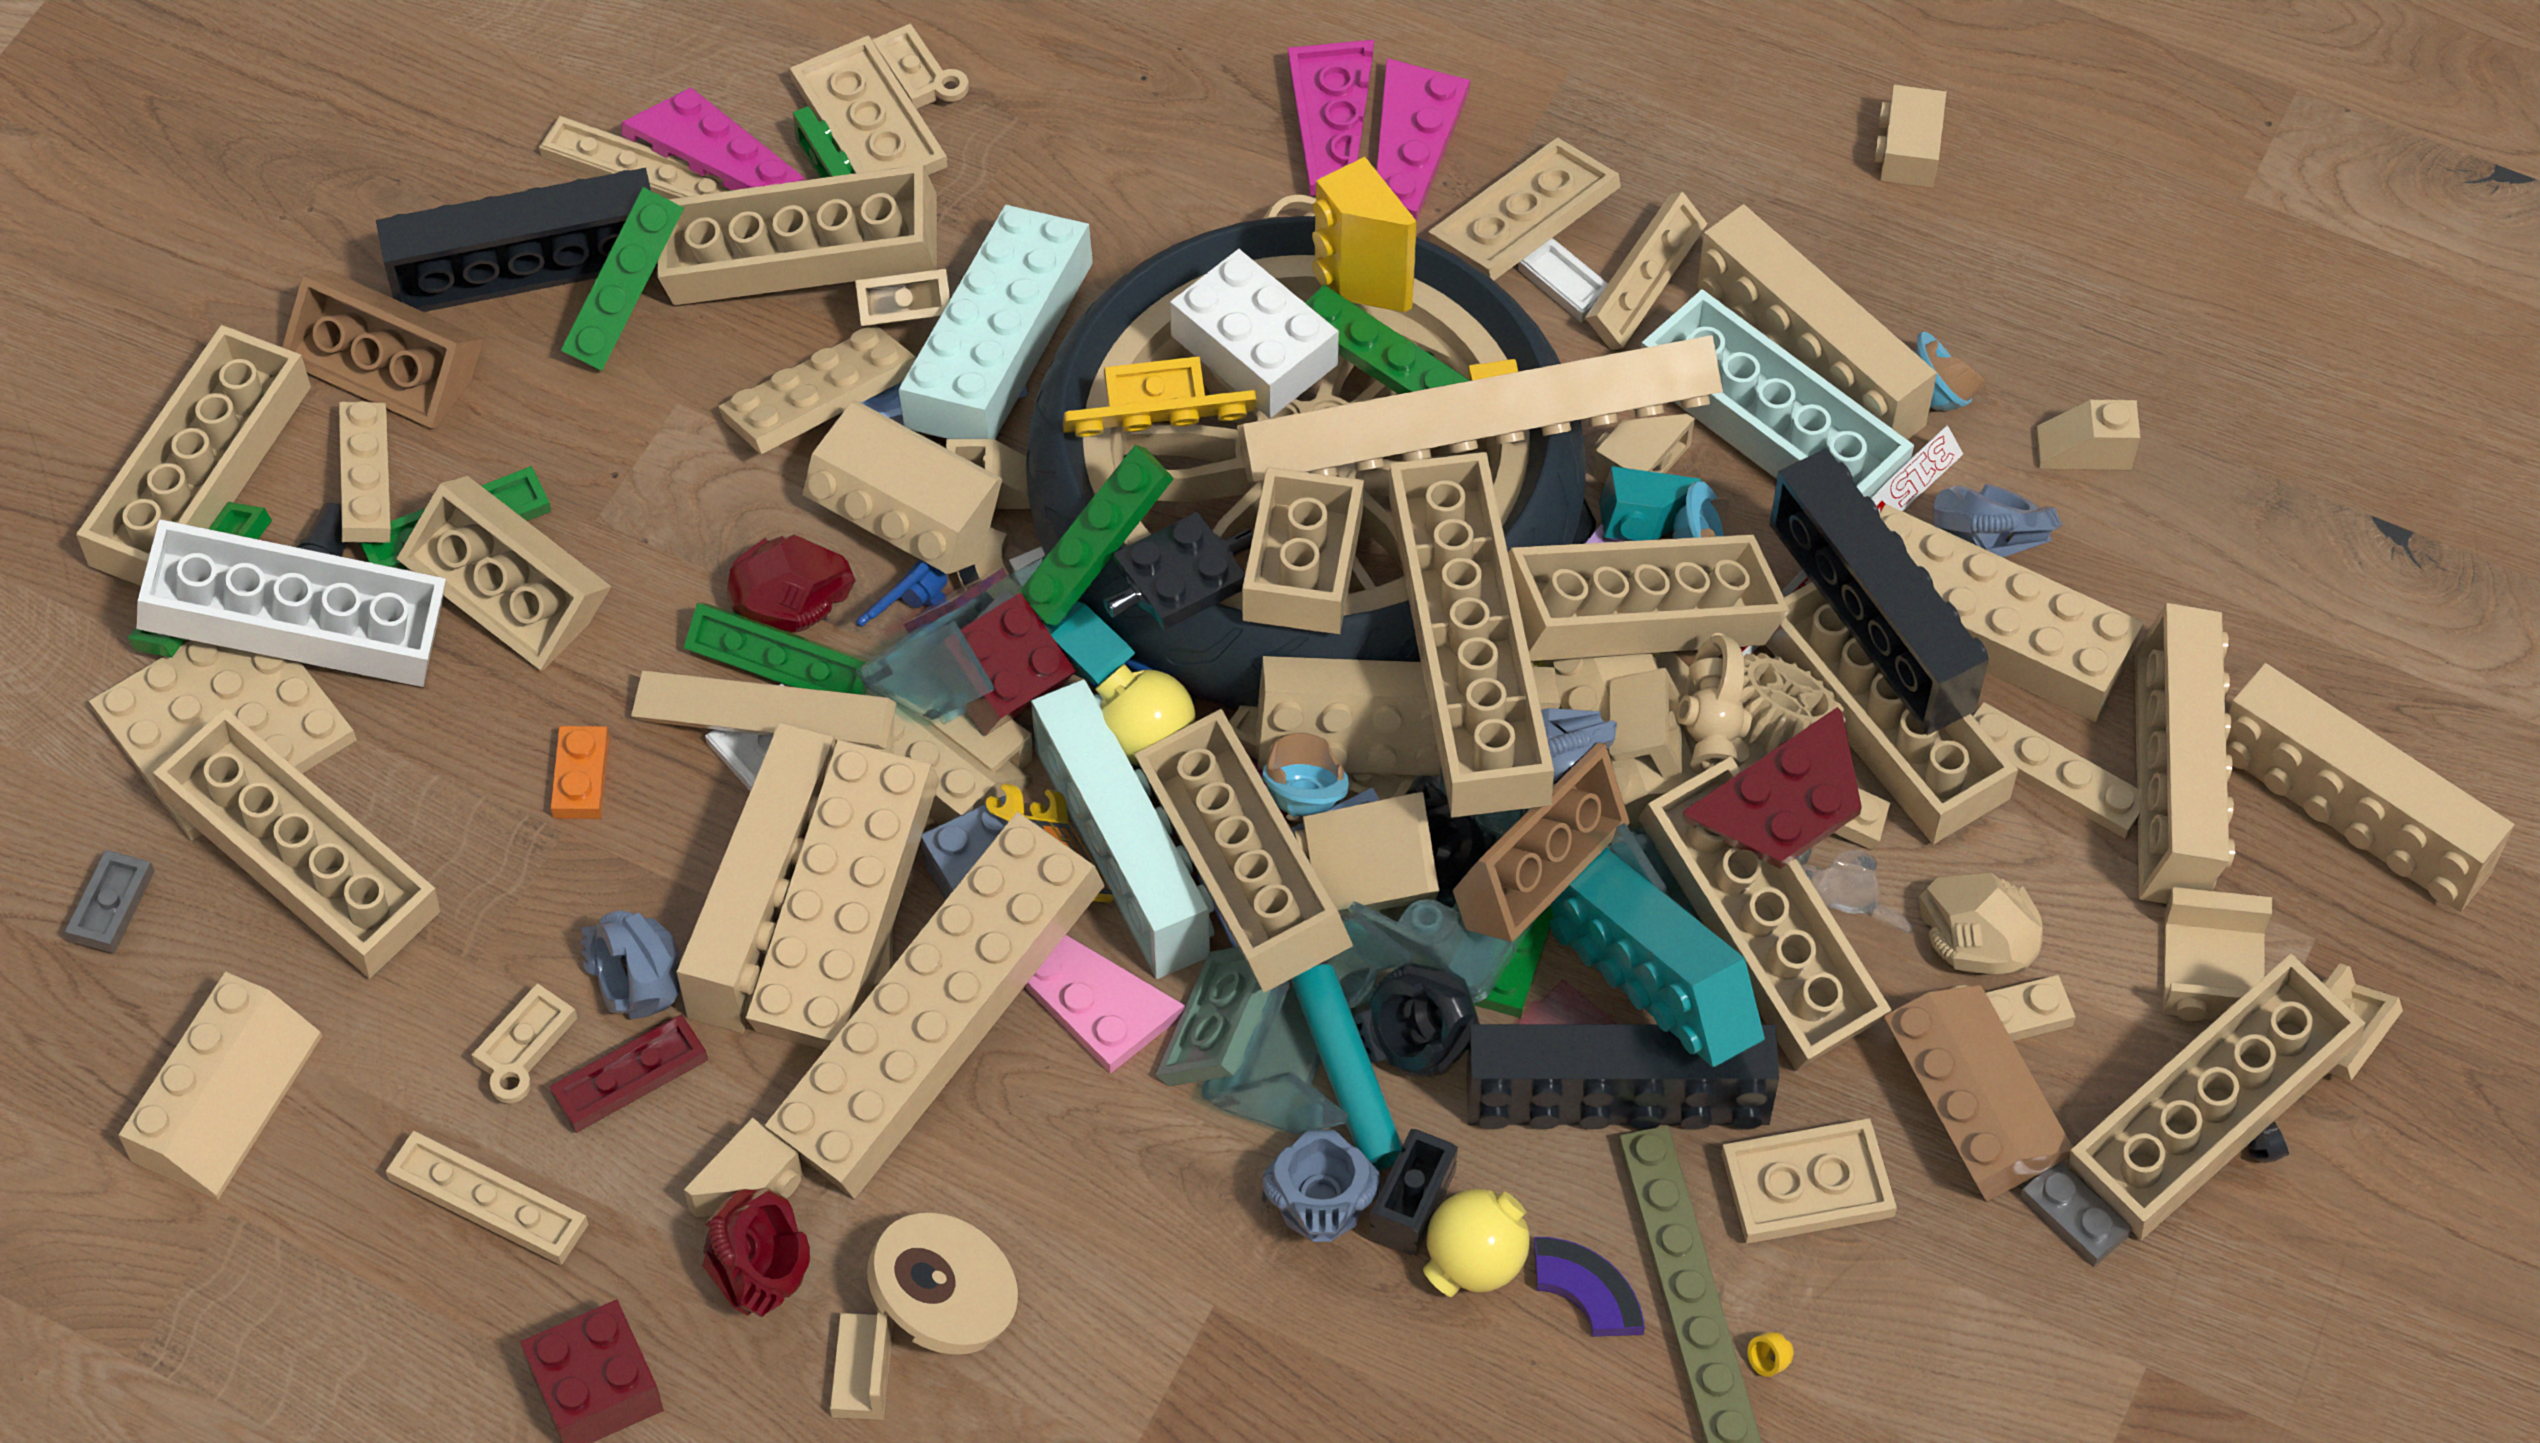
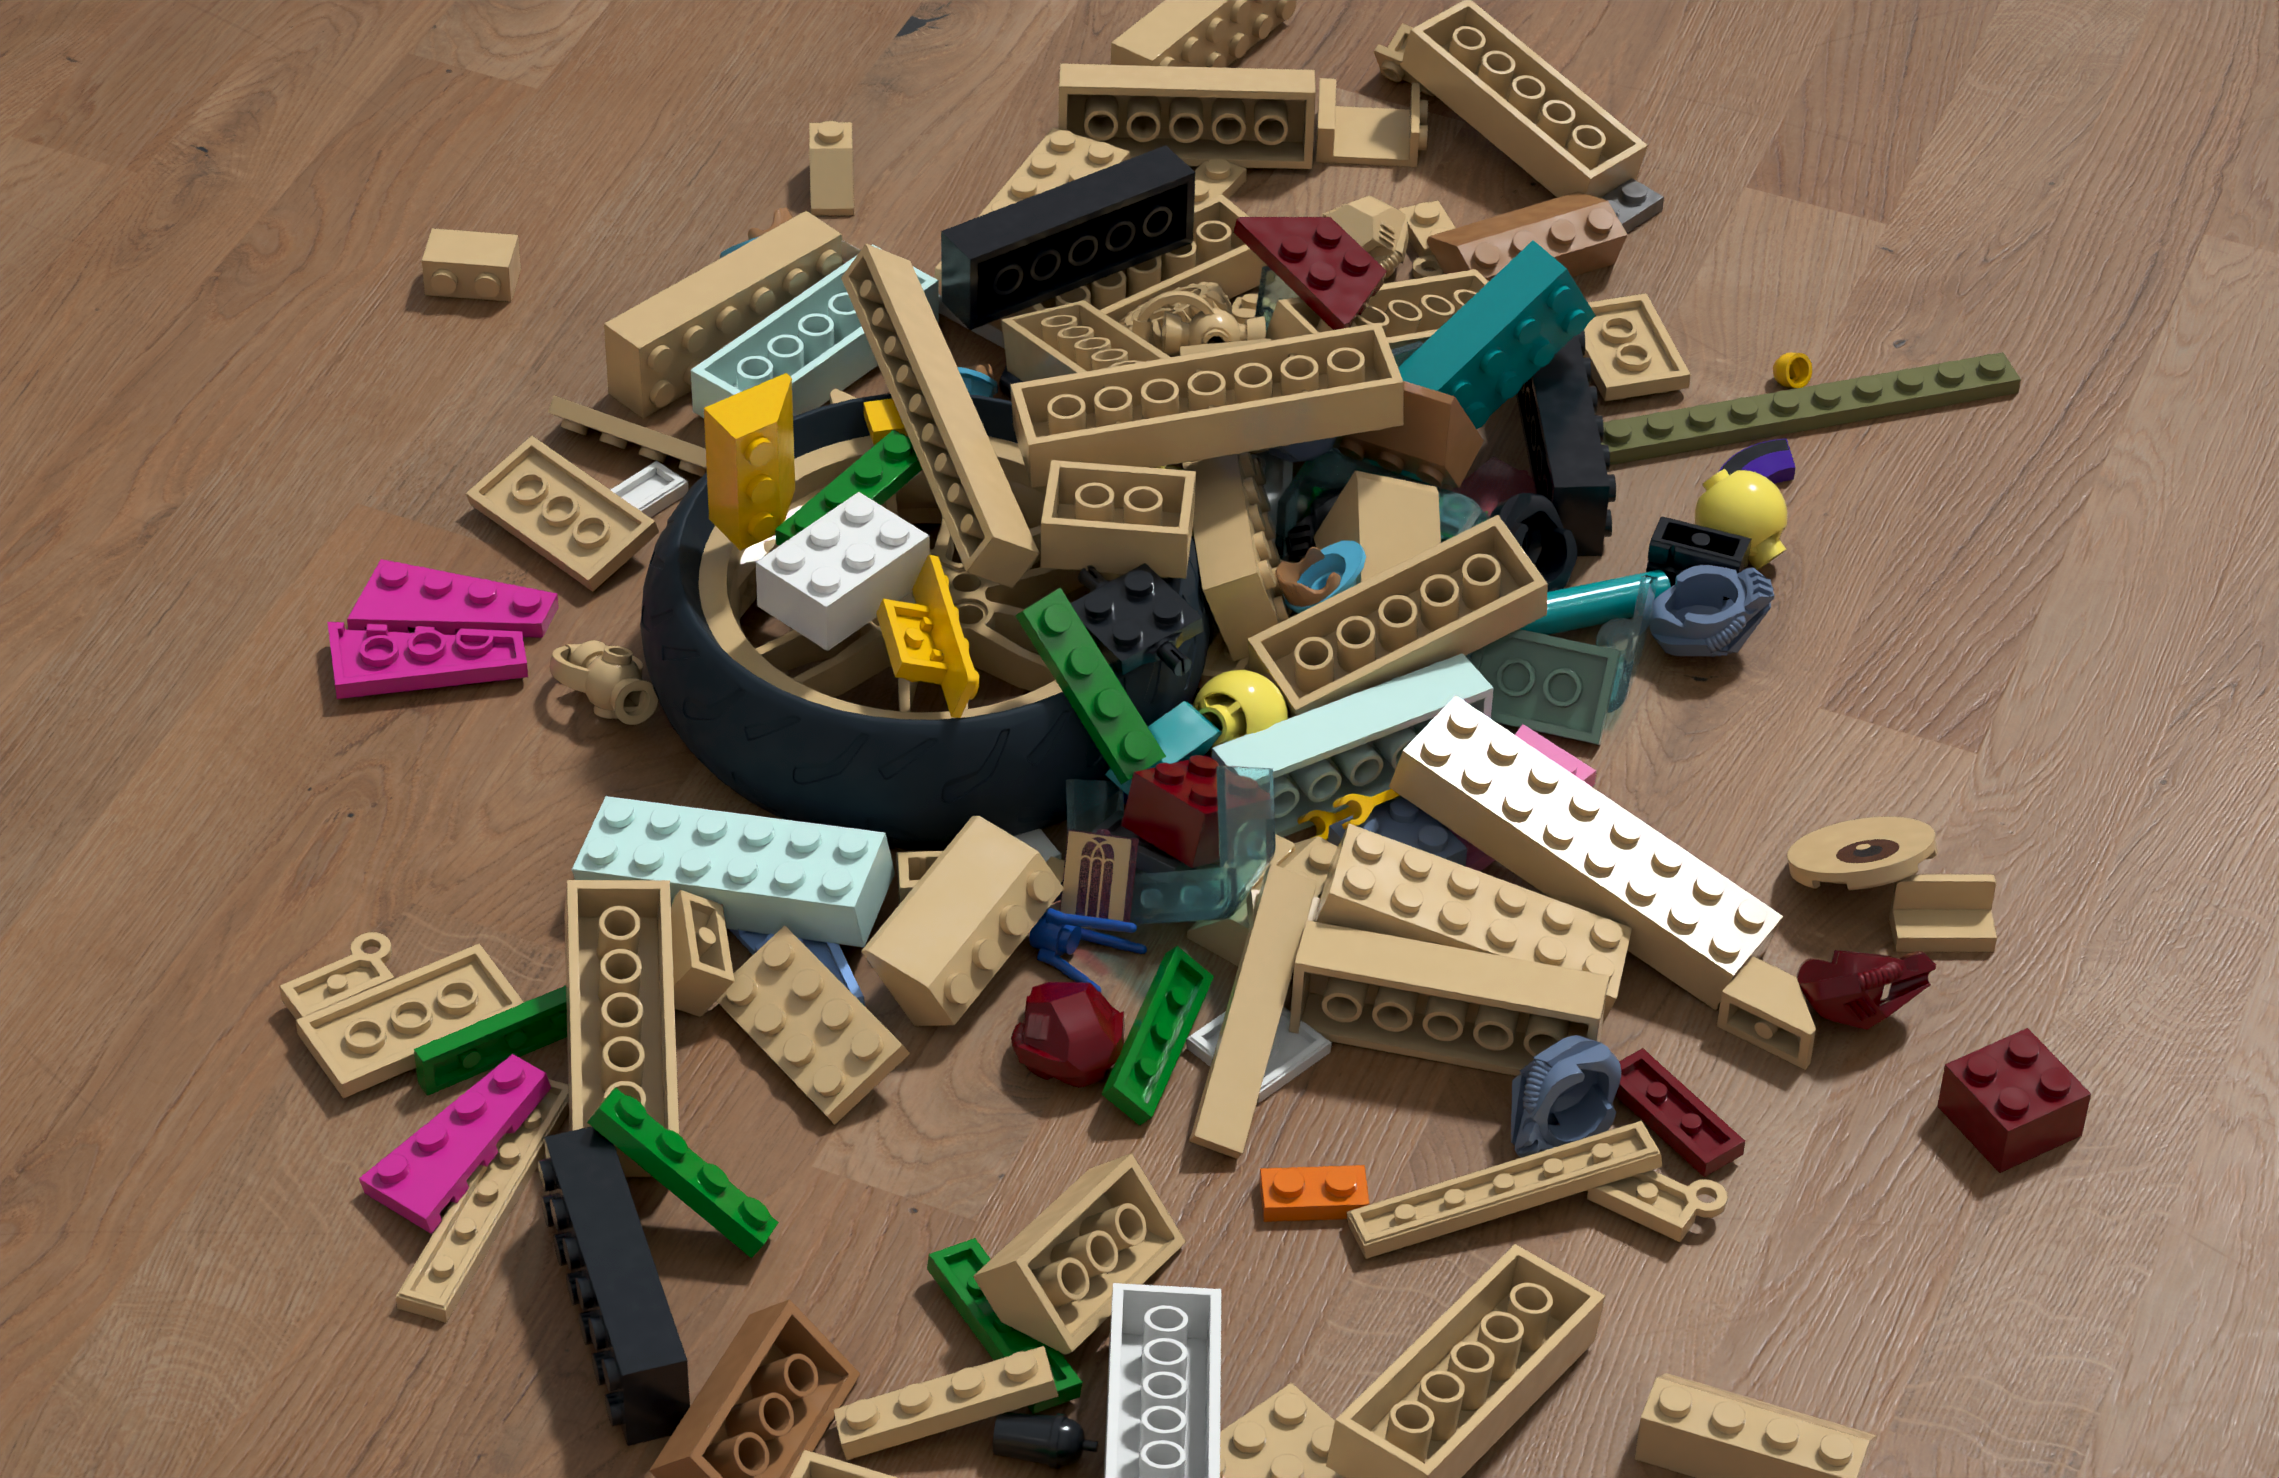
camera: 95 degrees left, 15 degrees down
(487, 1197) = (1835, 1208): tan plate -> none
(545, 917) = (1504, 1189): none -> tan tile
(1991, 518) = (944, 204): sand blue helmet -> none

